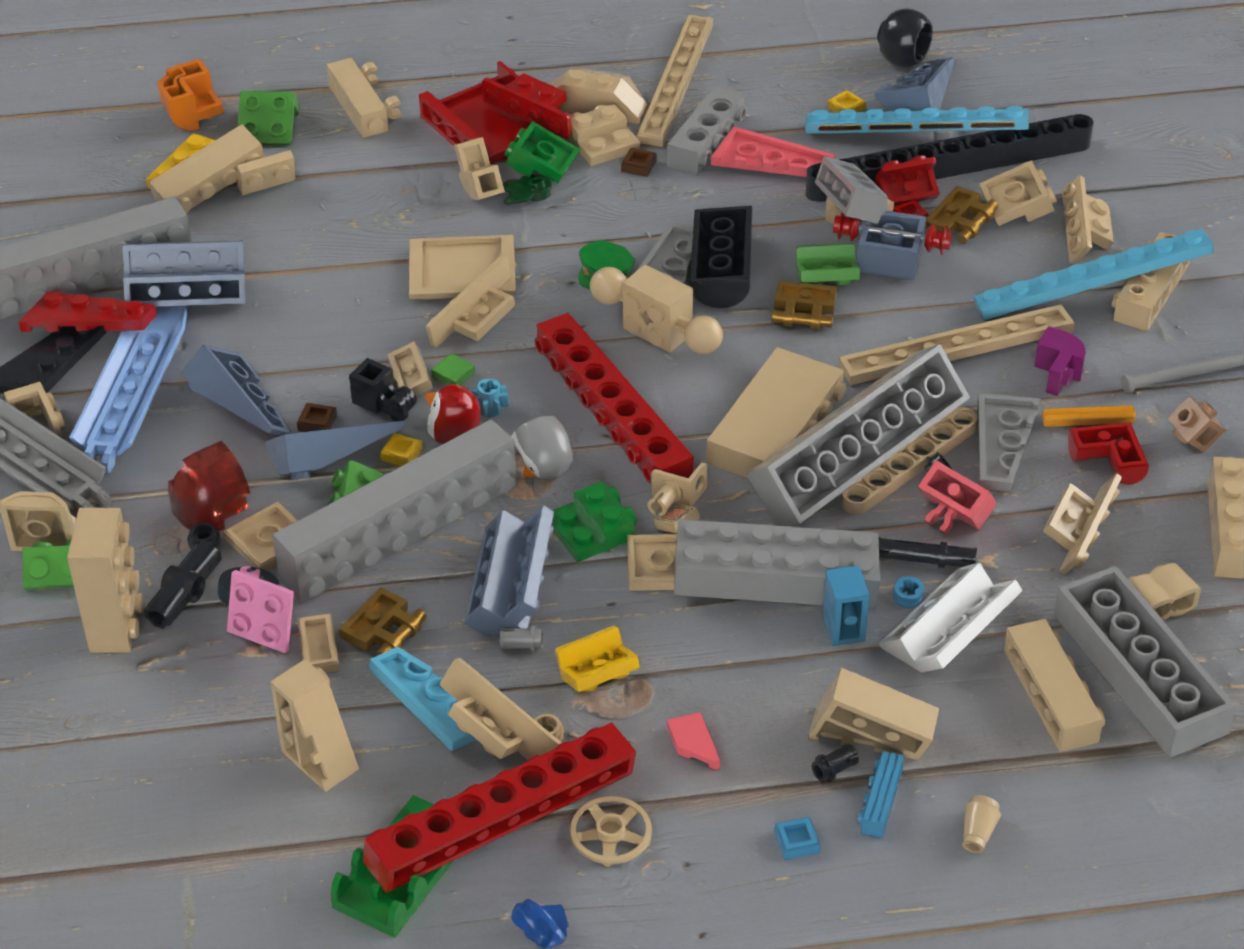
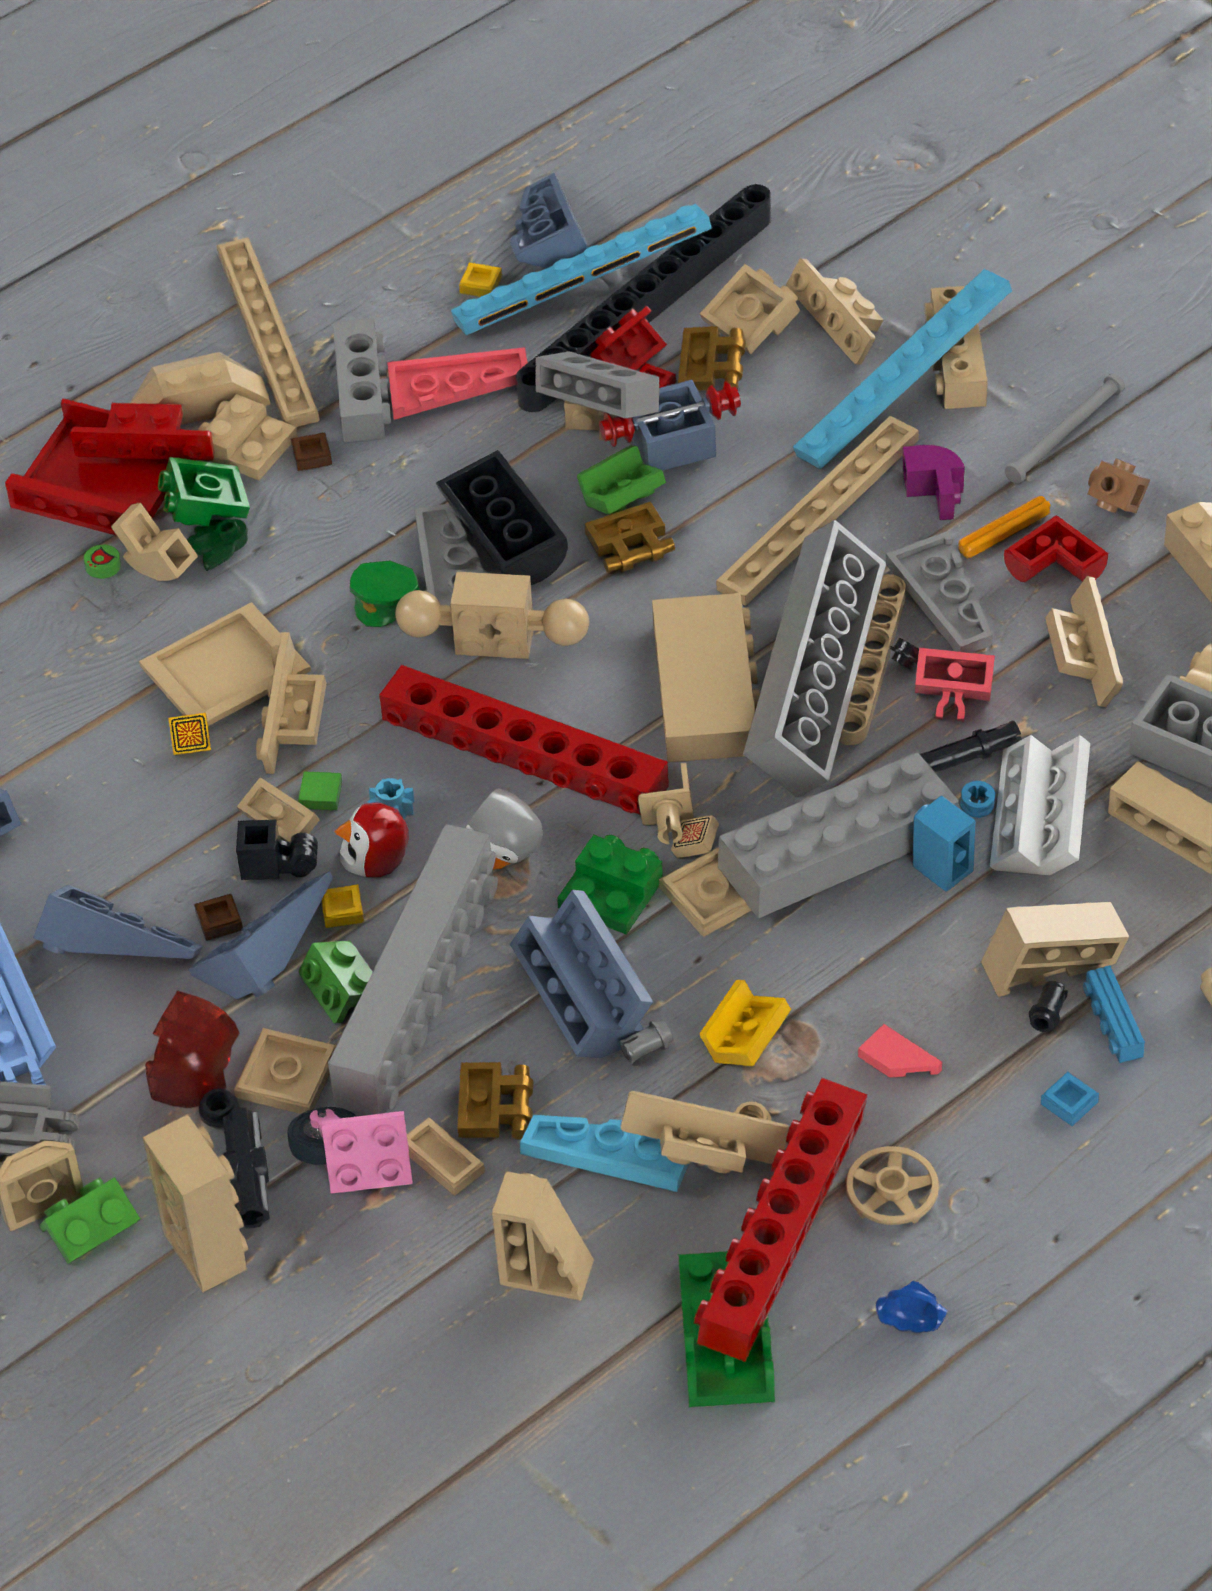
camera: 30 degrees left, 5 degrees up
(399, 296) = (189, 734): none -> tile
(444, 171) = (102, 561): none -> bright green tile
(905, 37) = (490, 172): black wheel -> none

